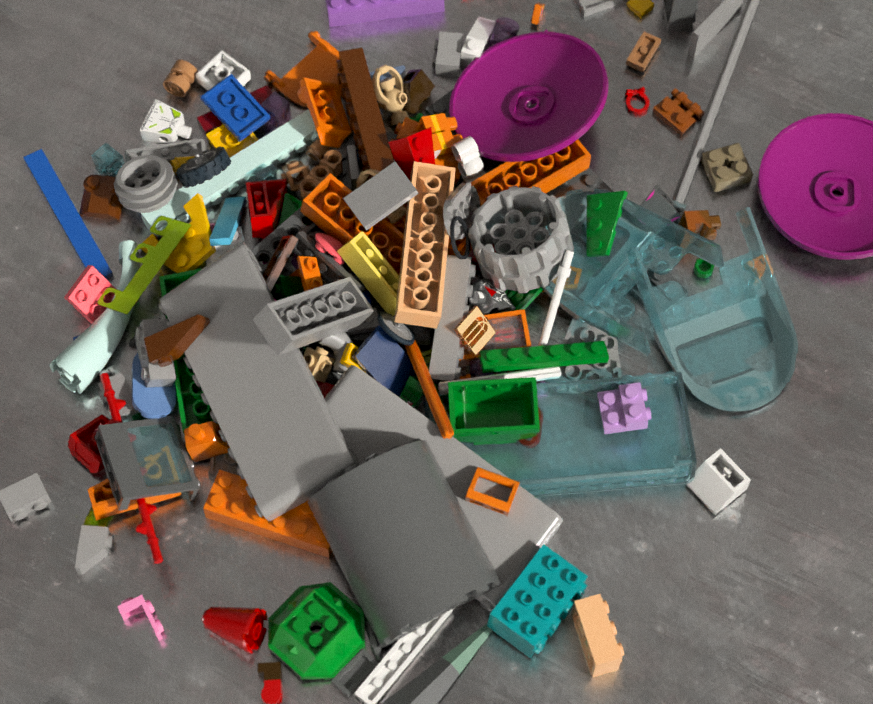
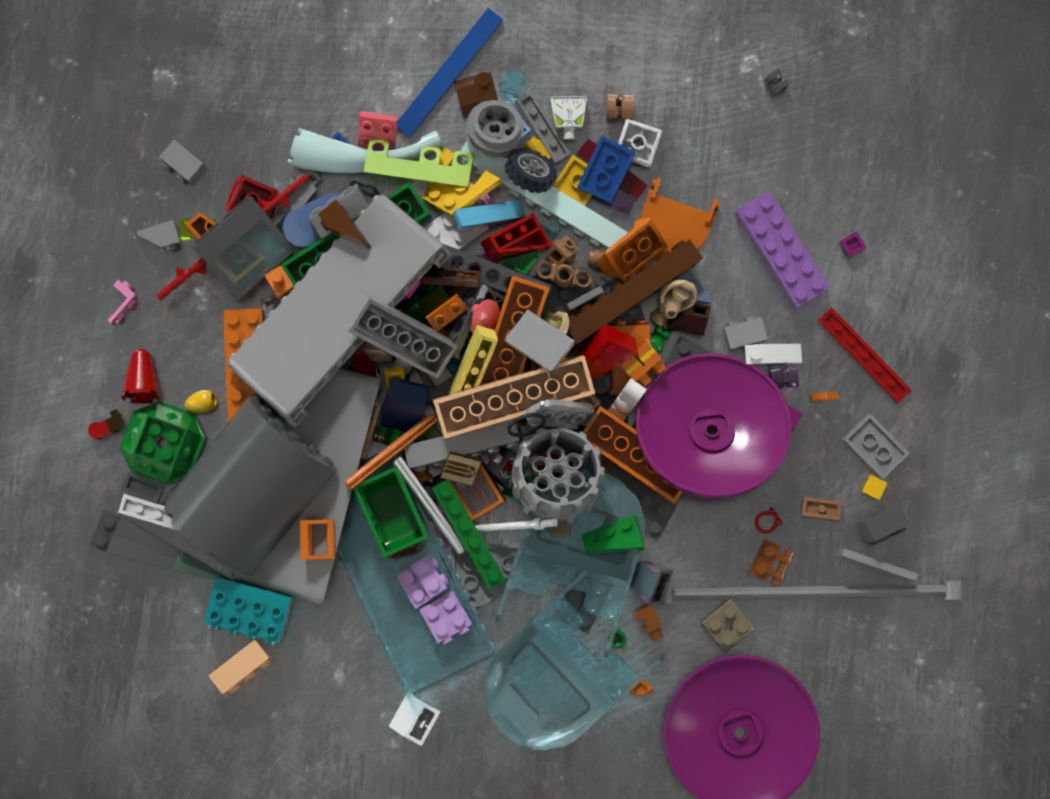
camera: 70 degrees right, 20 degrees up
(289, 574) = (201, 402): none -> yellow animal
(397, 331) = (426, 404): wheel -> none
(576, 417) = (423, 581): none -> lavender plate

